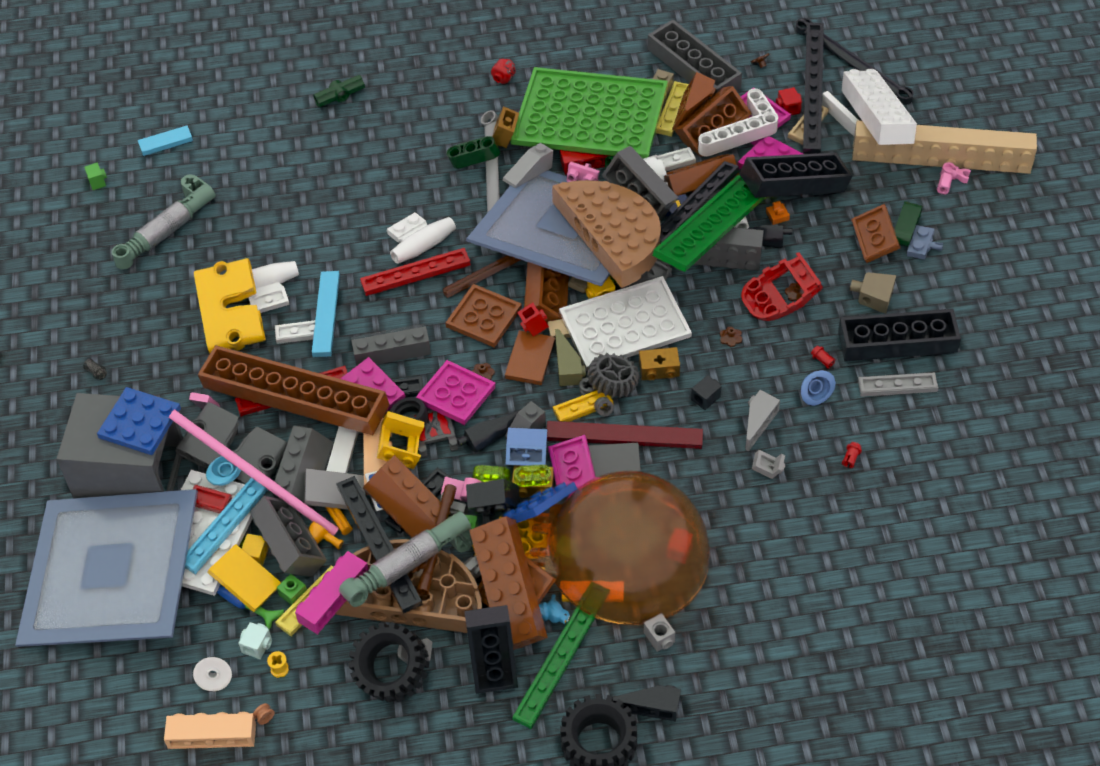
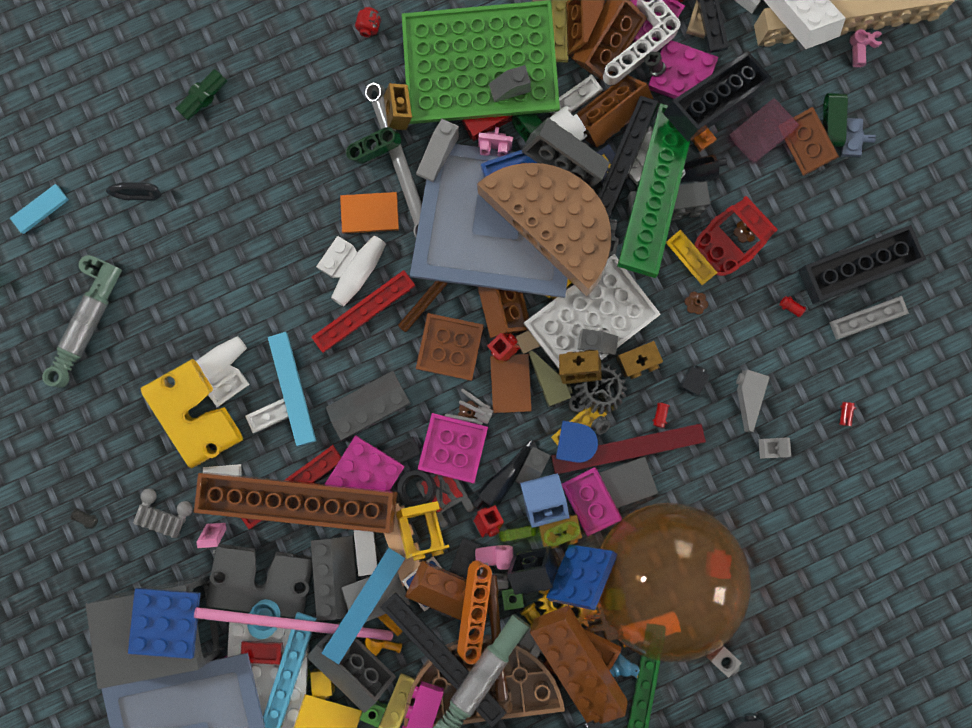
camera: 20 degrees left, 30 degrees up
(163, 387) = (159, 520): none -> light grey gear
(252, 143) = (134, 191): none -> black piece
(320, 480) = (363, 606): none -> dark azure tile
(427, 498) = (478, 620): none -> orange beam
(451, 203) = (369, 212): none -> orange tile
(466, 454) = (488, 521): none -> red brick
(493, 370) = (482, 413): none -> light grey plant
(574, 413) = (576, 442): none -> blue tile
(598, 345) = (580, 366): none -> pearl gold brick
(609, 126) = (510, 84): none -> dark grey slope
(622, 334) = (597, 340): none -> dark grey slope
(662, 417) = (661, 415): none -> red pin
(736, 298) = (691, 257): none -> yellow tile
(747, 144) = (655, 65): none -> pearl dark grey bush
(817, 387) = (797, 347): medium blue hat -> none
(835, 217) = (764, 130): none -> clear pink tile
(875, 290) = (824, 213): dark tan torso -> none

